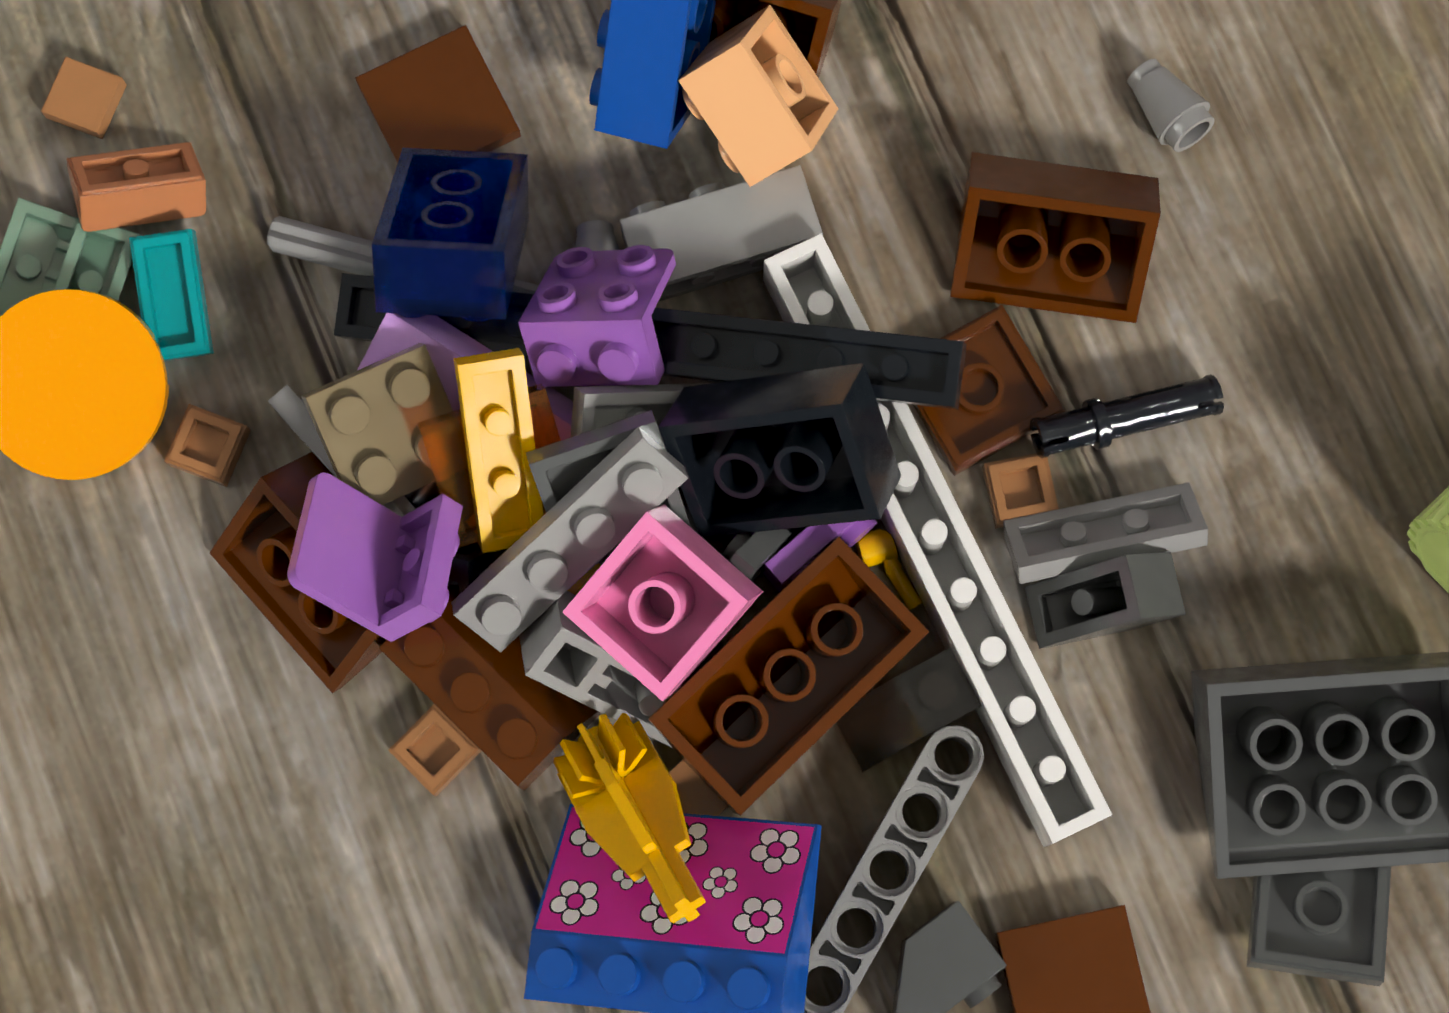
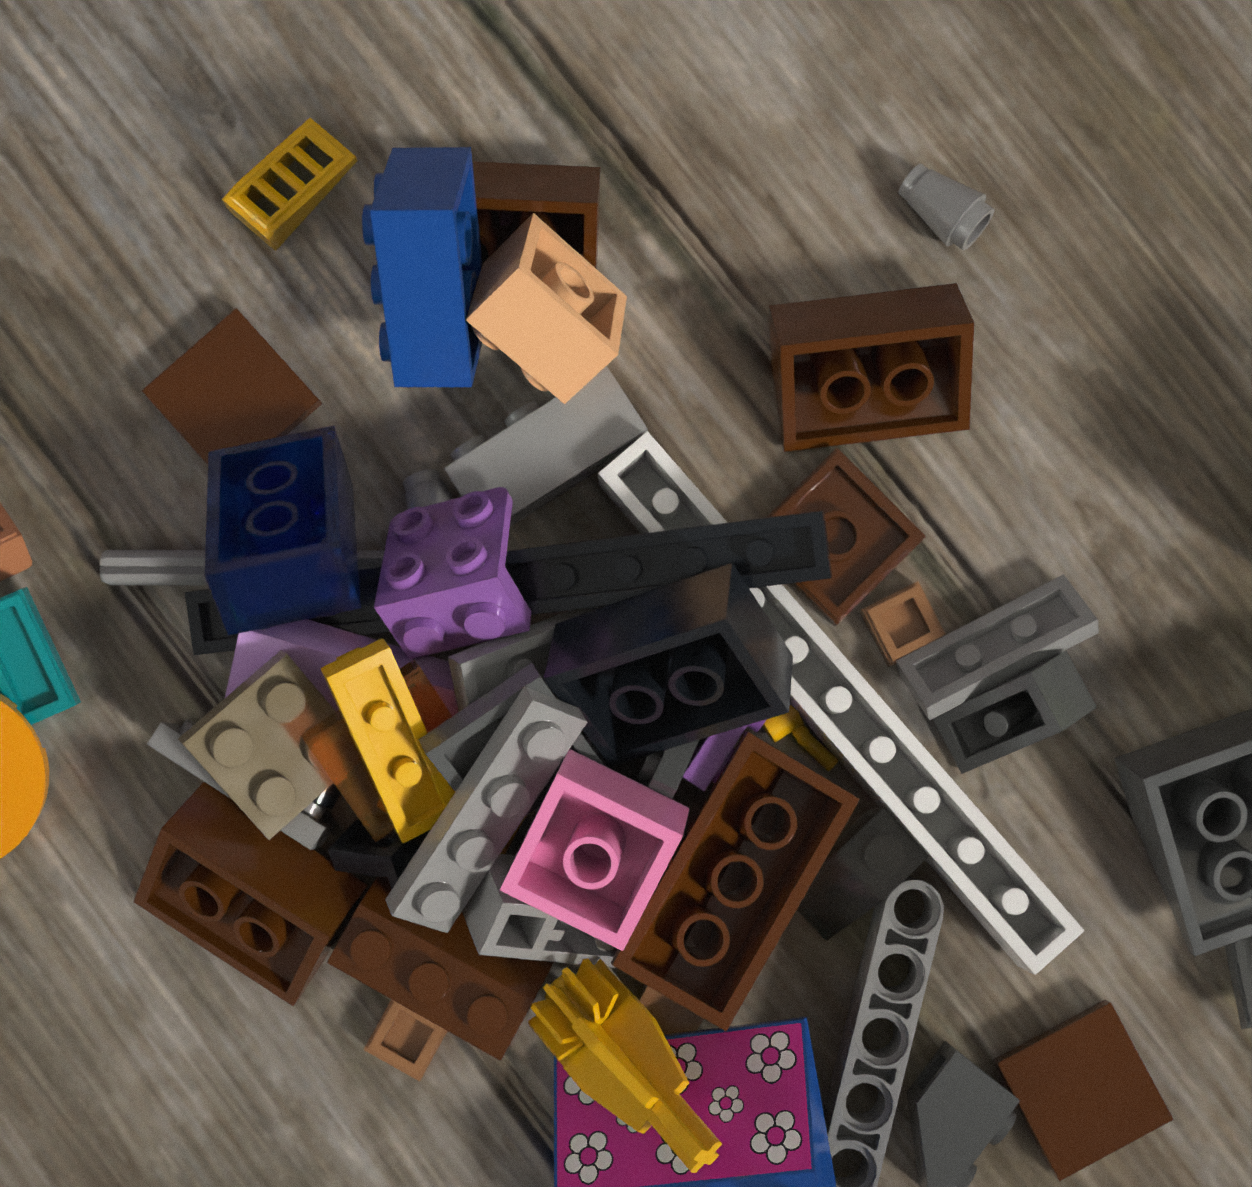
camera: 20 degrees left, 5 degrees up
(207, 445) = (100, 796): medium nougat tile -> none
(371, 561) = (296, 884): medium lavender bracket -> none
(1103, 421) = (966, 538): black pin -> none

